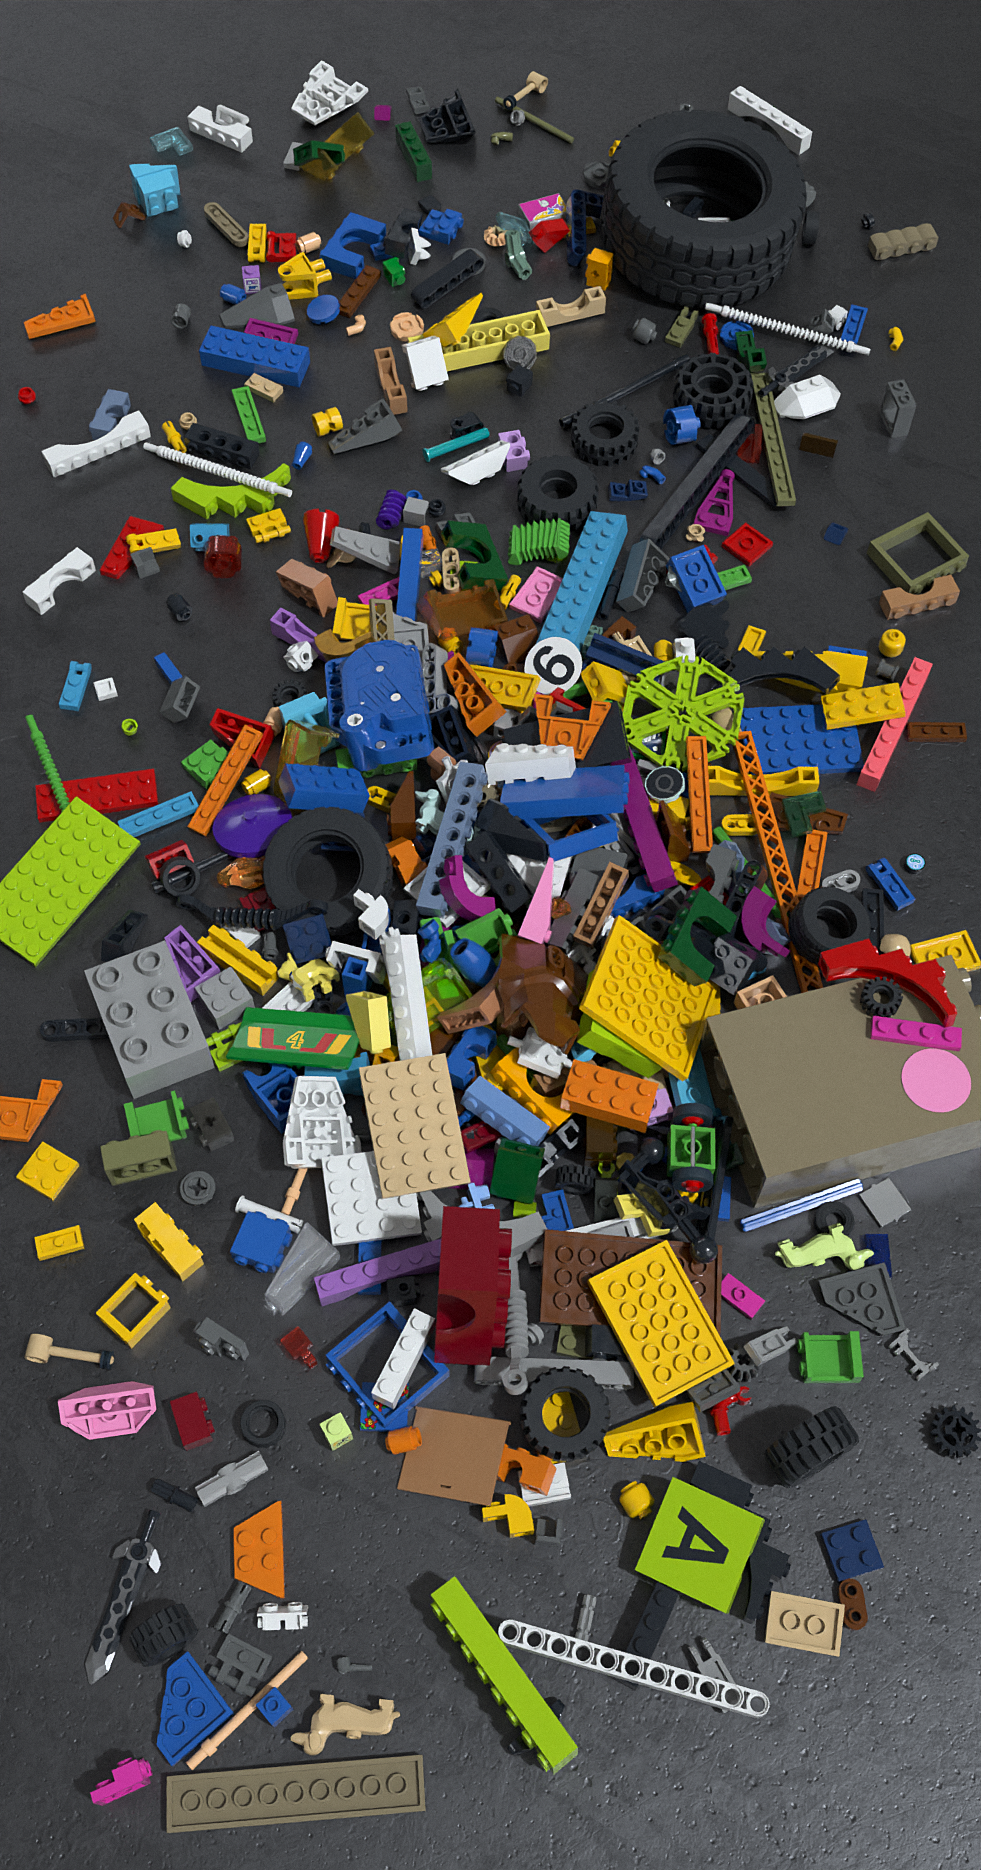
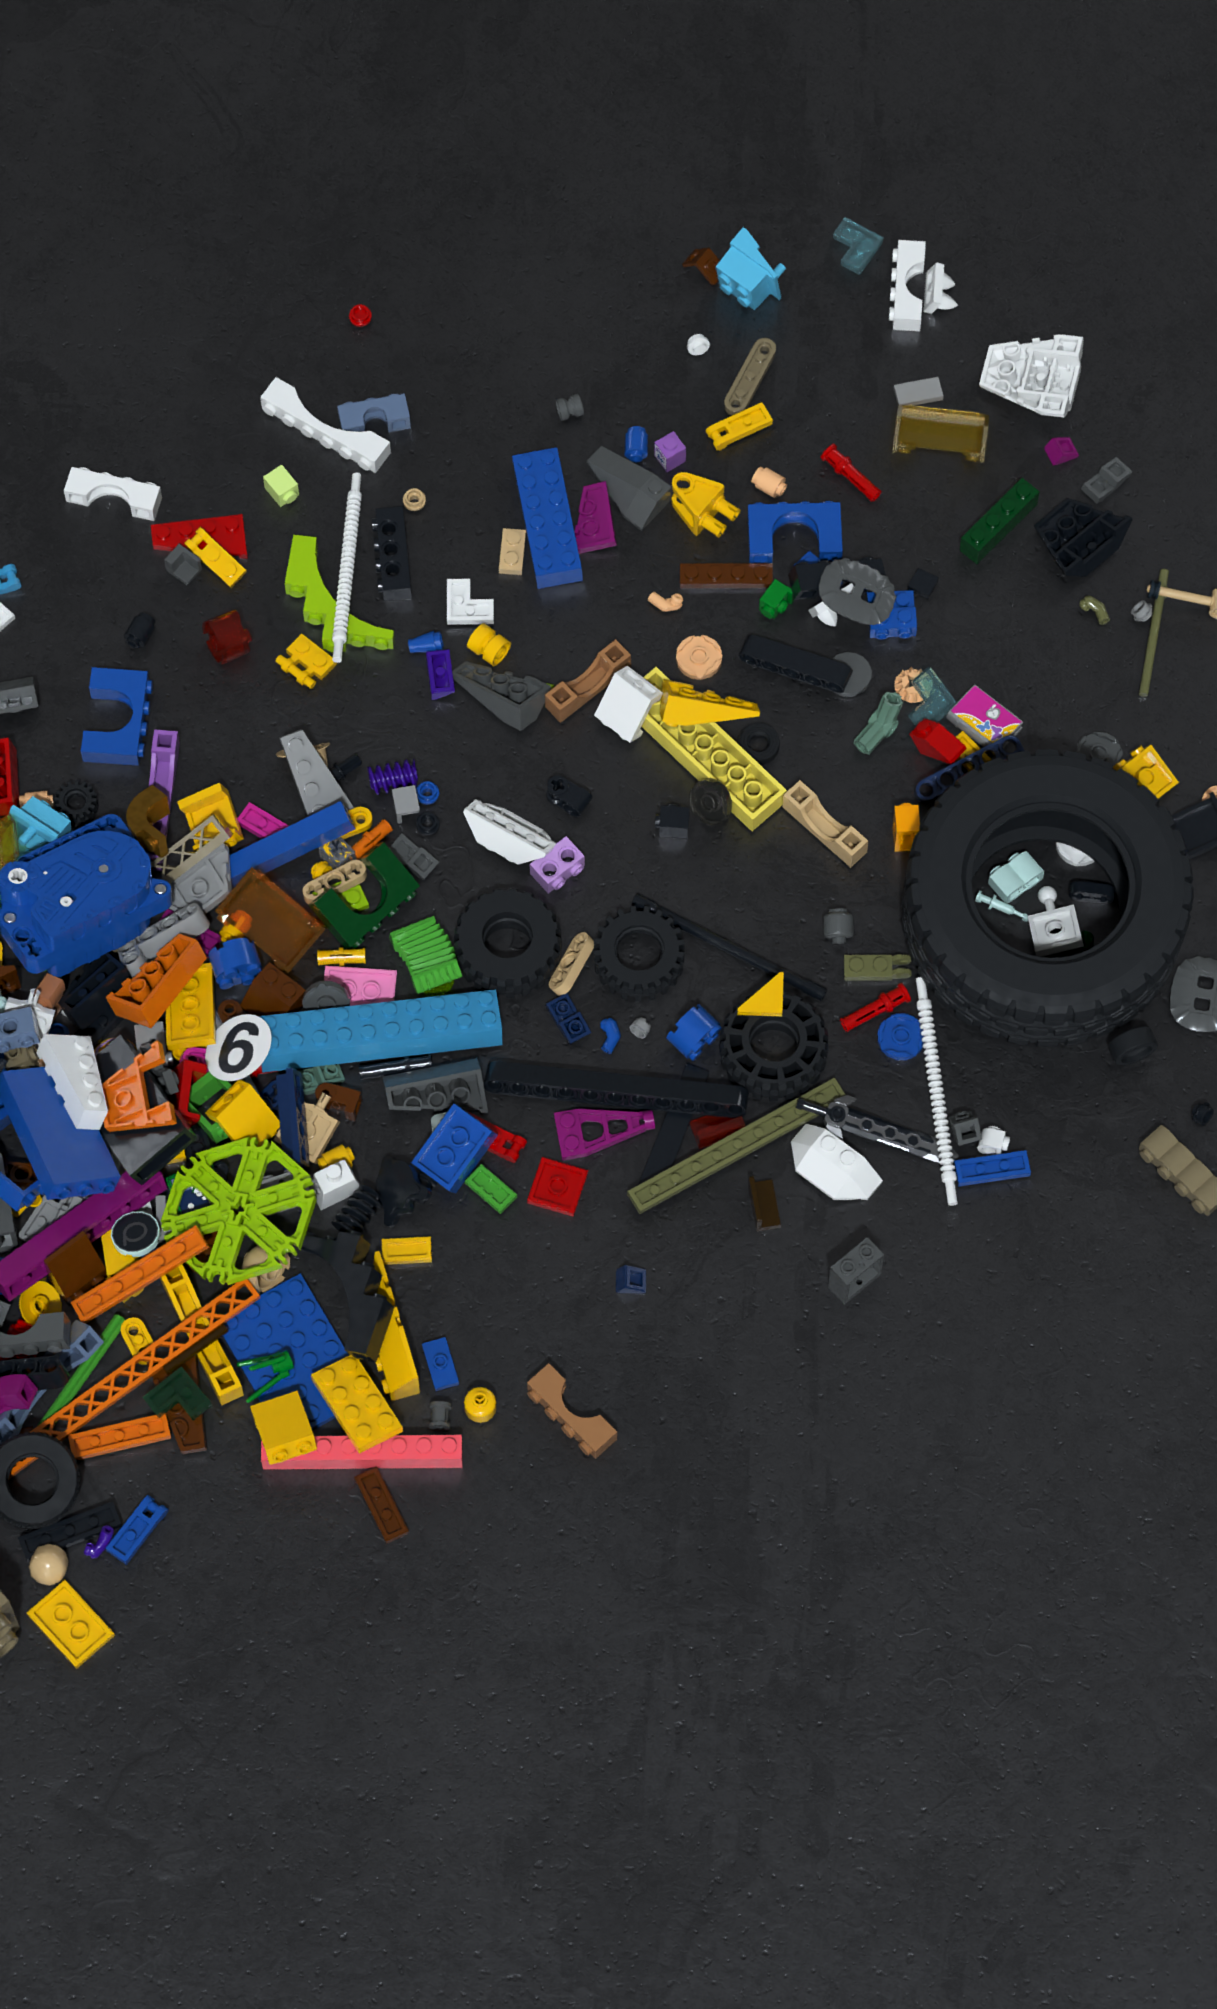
camera: 65 degrees right, 5 degrees up
(59, 319) = (500, 289): orange wing -> none
(125, 485) = (281, 486): none -> yellowish green brick
(167, 667) = (52, 664): blue piece -> none
(173, 437) = (380, 498): yellow pin -> none
(206, 530) = (252, 608): dark azure brick -> none
(224, 629) = (125, 744): none -> blue arch
(248, 414) = (456, 557): bright green plate -> none
(287, 246) = (747, 464): red plate -> none
(287, 427) = (466, 610): none -> white plate
(300, 656) = (130, 783): white brick -> none
(308, 152) = (909, 417): dark green panel -> none
(308, 584) = (234, 744): nougat wedge -> none
(318, 532) = (316, 718): red cone -> none
(322, 208) = (844, 466): none -> red pin
(323, 309) = (669, 552): blue tile -> none
(329, 457) = (440, 673): none -> dark purple slope
(407, 221) = (852, 605): none -> dark grey piece
(455, 444) = (536, 798): teal axle -> none
(539, 606) = (324, 996): none -> dark grey tile
(597, 471) = (577, 952): none -> tan beam
(687, 370) = (767, 1000): none -> yellow tile
(695, 533) = (539, 1115): tan plate -> none
(747, 354) = (861, 1065): dark green arch -> none
(774, 801) = (195, 1349): none -> dark brown bar
(808, 742) = (278, 1362): none -> green plant
(839, 880) = (111, 1477): light grey plate -> none
(864, 751) = (283, 1427): none -> yellow panel
(878, 547) = (661, 1354): olive window -> none
(892, 913) = (104, 1539): none -> dark purple arm
(898, 338) = (1005, 1229): yellow arm -> none
(914, 863) = (180, 1547): tile -> none

